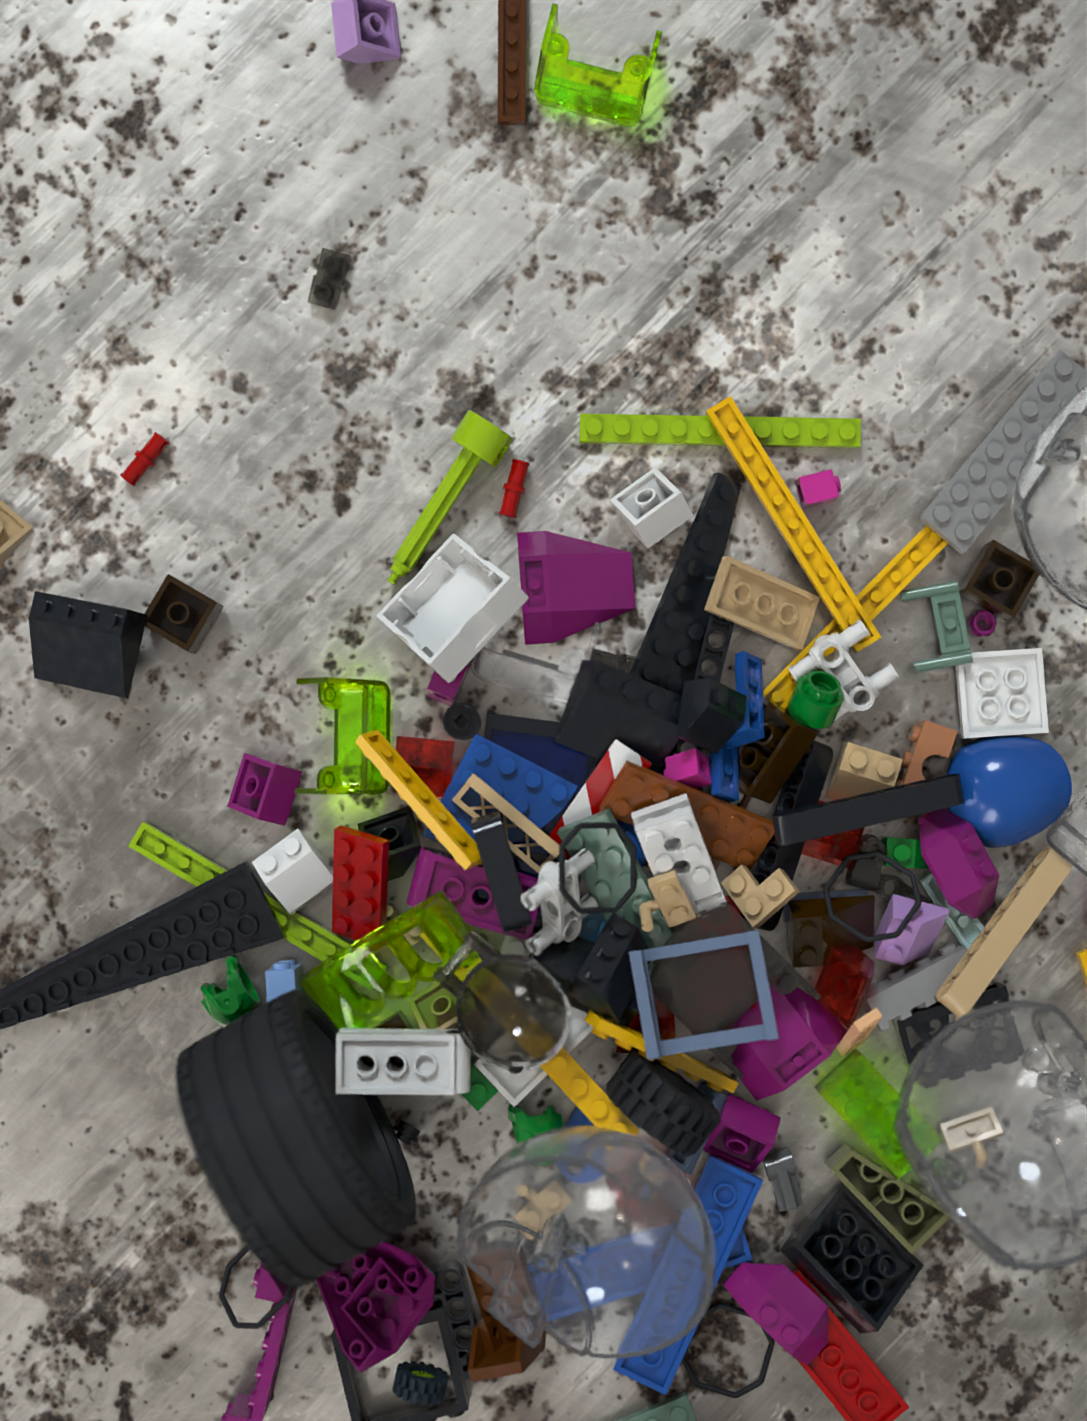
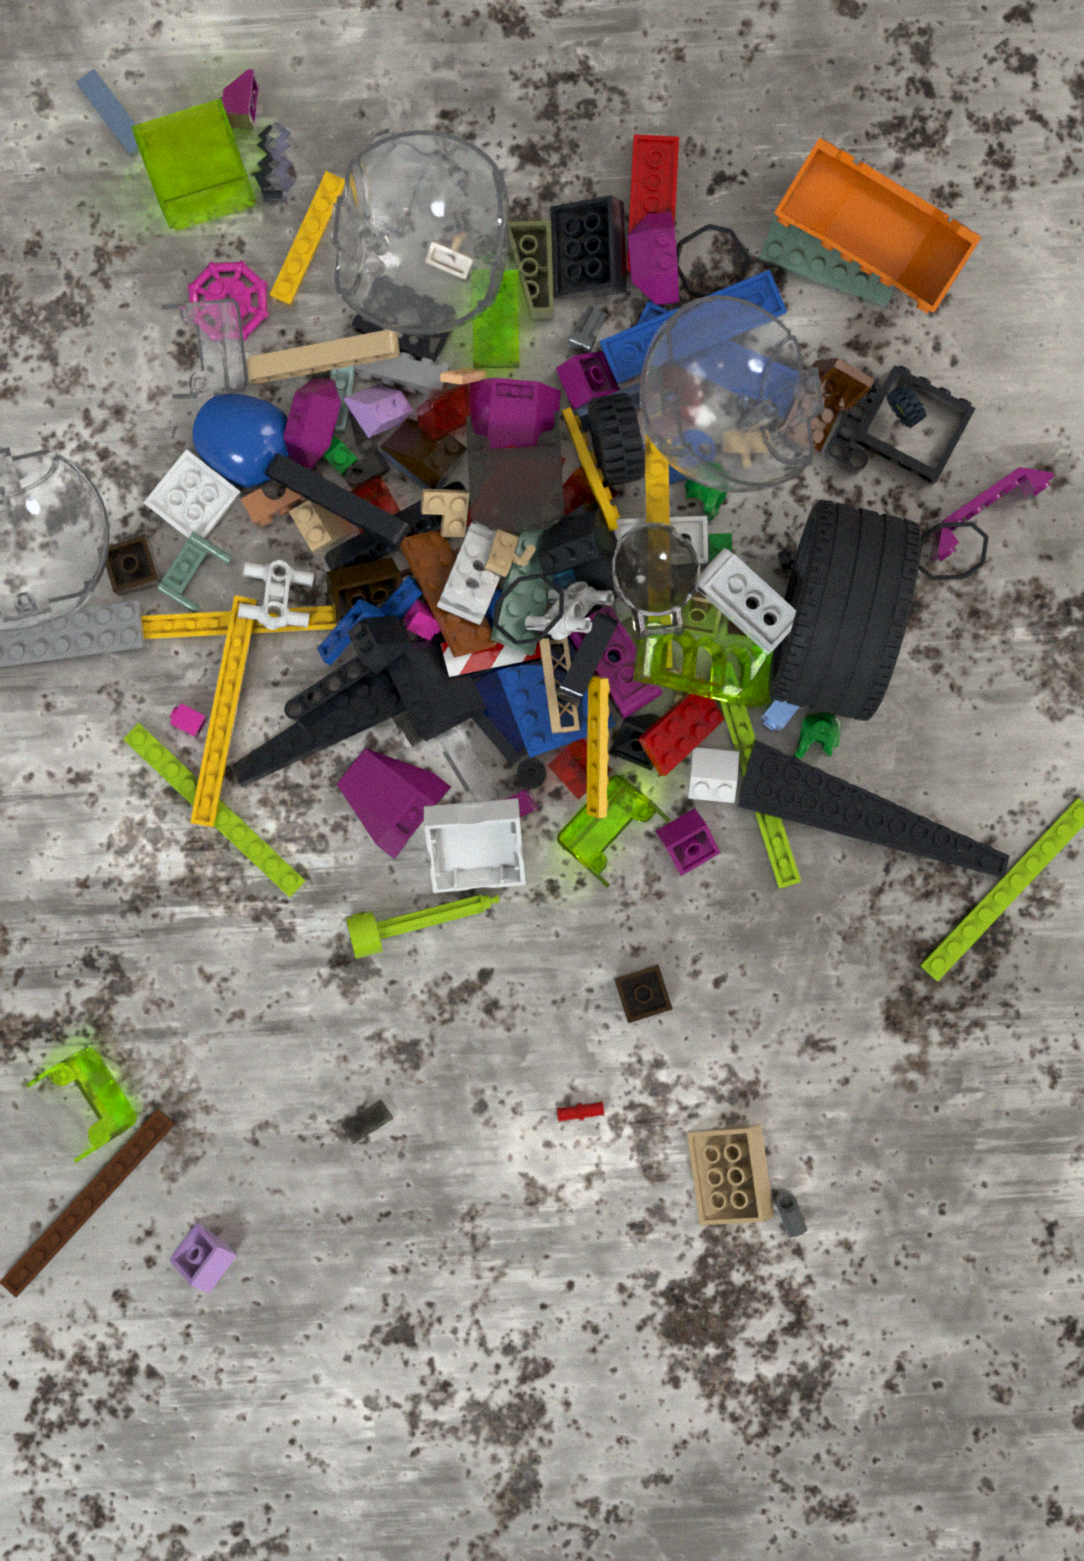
camera: 145 degrees left, 0 degrees up
(85, 643) = (717, 1026): black slope -> none
(376, 1302) = (890, 475): magenta wedge -> none
(514, 488) = (371, 888): red pin -> none
(652, 507) = (298, 800): white slope -> none
(654, 1046) = (590, 475): sand blue piece -> none
(762, 603) = (286, 680): tan plate -> none
(816, 700) = (308, 592): green piece -> none
(851, 929) = (412, 439): black piece -> none
(988, 618) = (158, 548): magenta plate -> none

